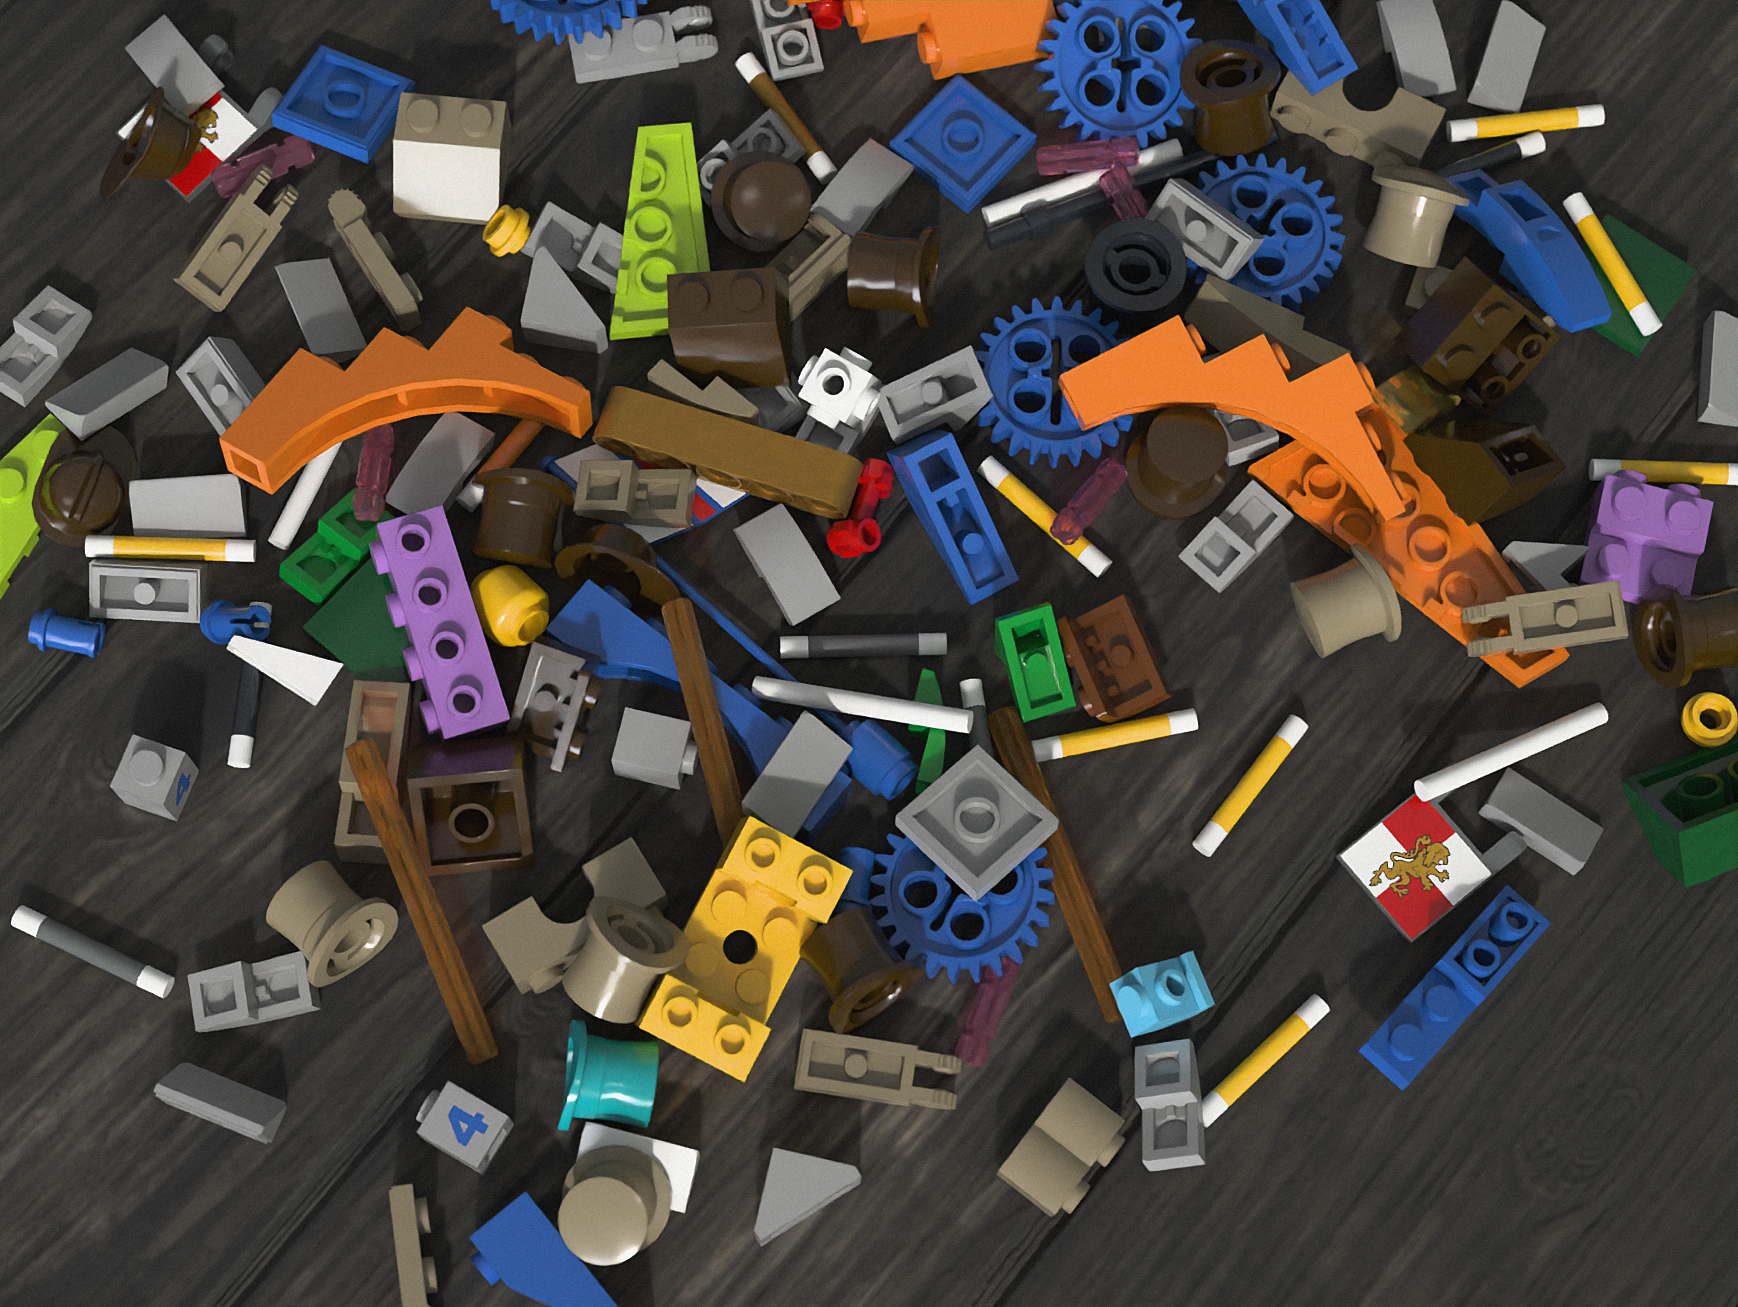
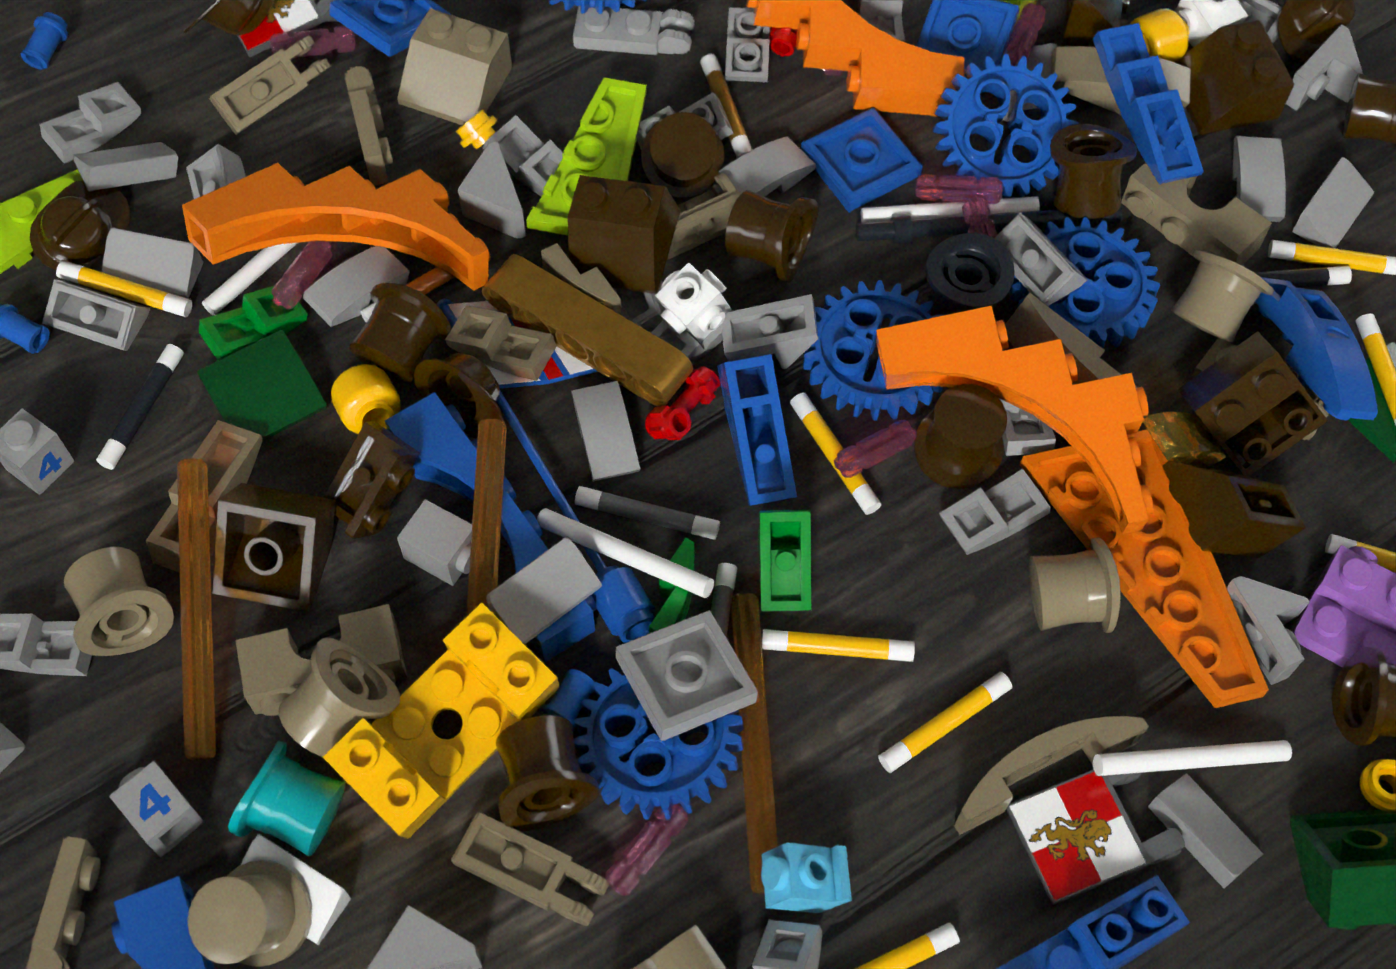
camera: 20 degrees right, 10 degrees down
(224, 620) = (142, 352): blue pin -> none
(297, 671) = (181, 405): white piece -> none
(322, 309) = (311, 145): light grey slope -> none
(440, 624) = (301, 395): medium lavender brick -> none
(1113, 661) = (854, 581): reddish brown bracket -> none
(1408, 759) = (1092, 735): none -> dark tan slope
(1552, 619) = (1258, 649): dark tan hinge -> none

